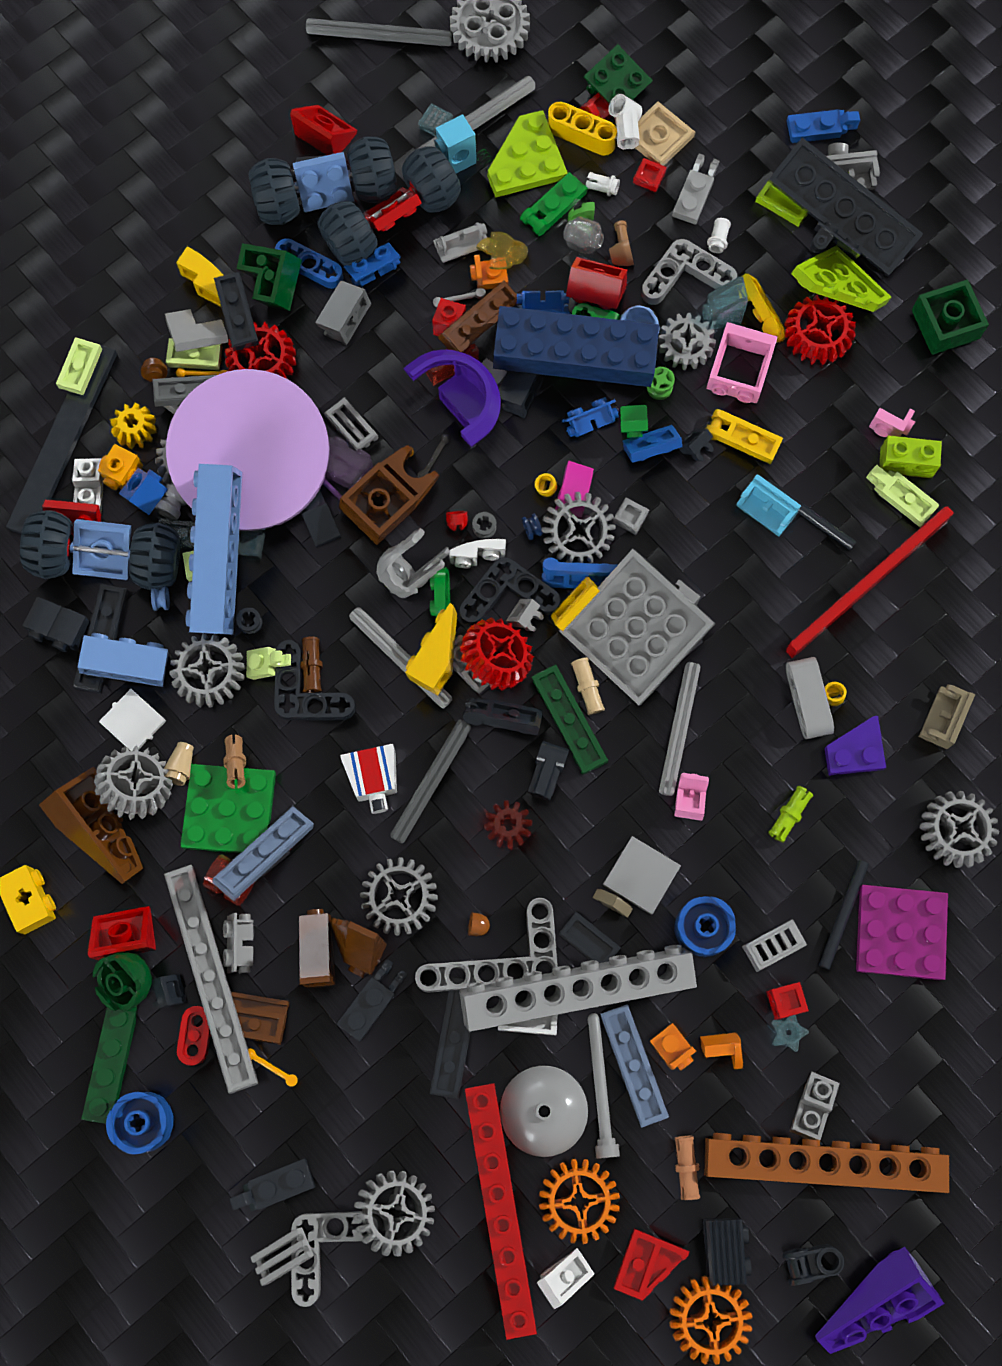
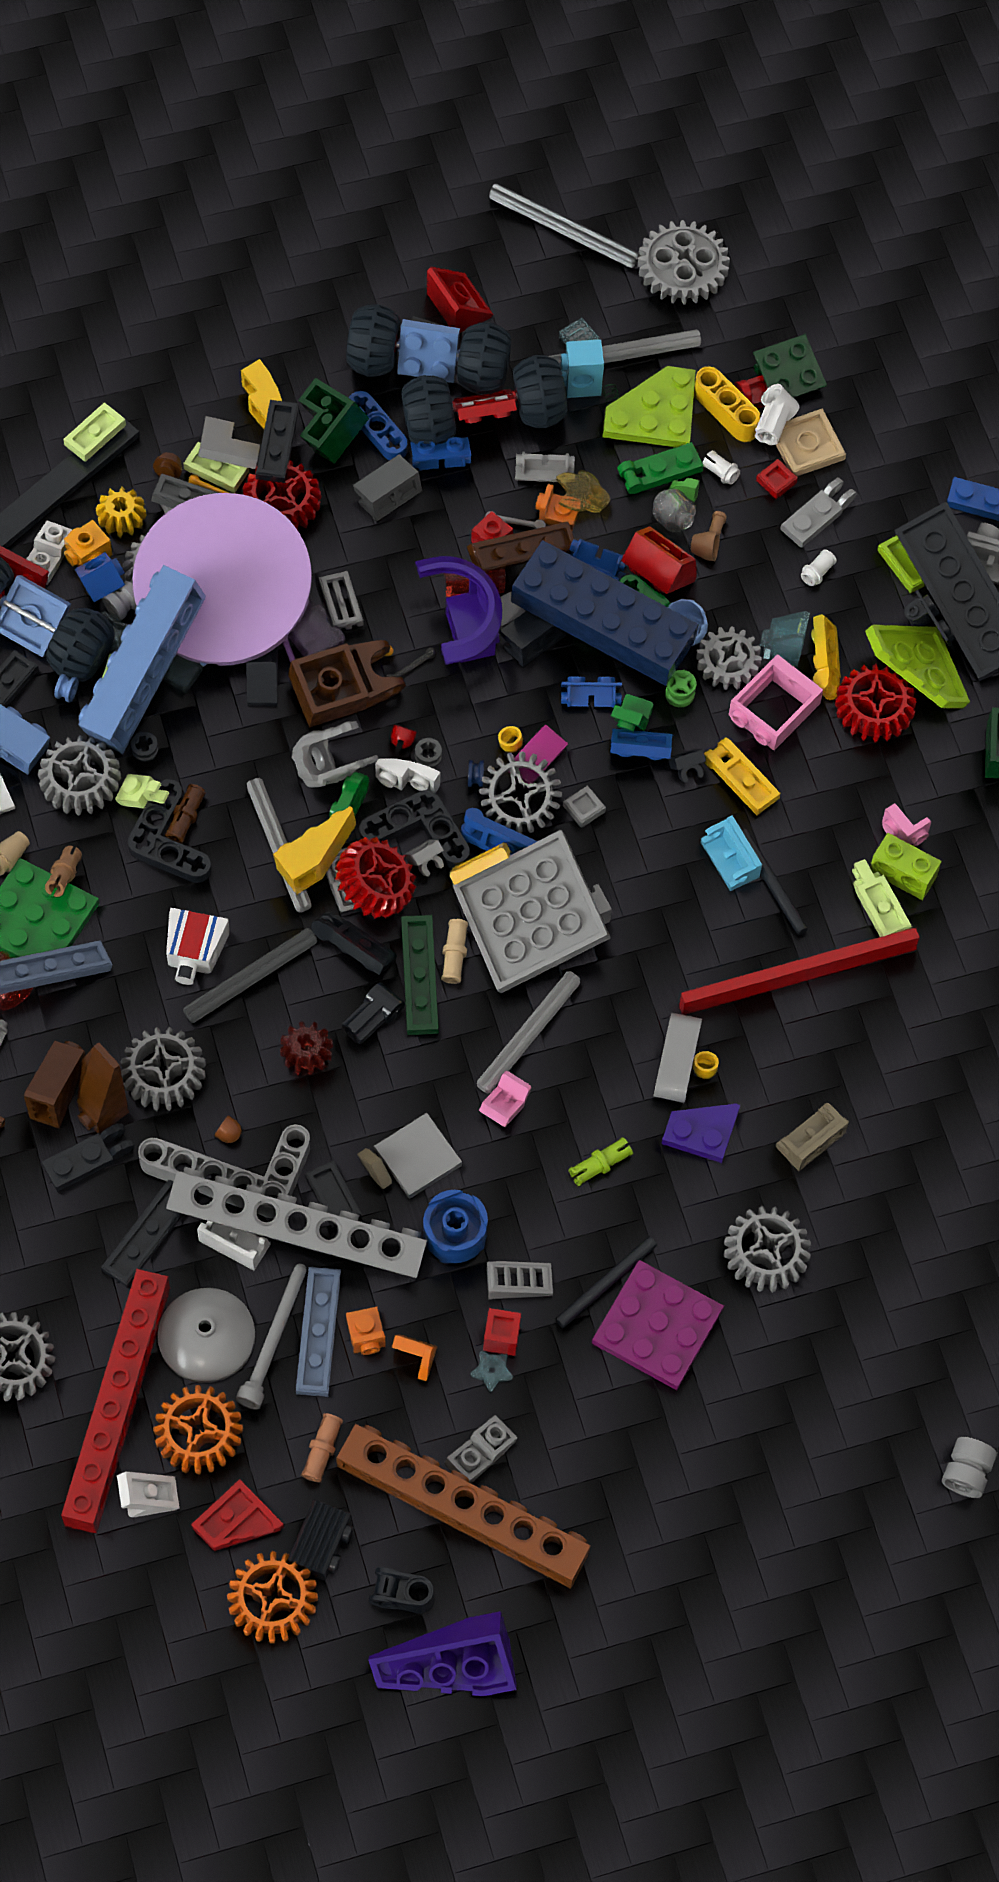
camera: 20 degrees right, 10 degrees down
(681, 264) = (762, 580): light grey beam -> none

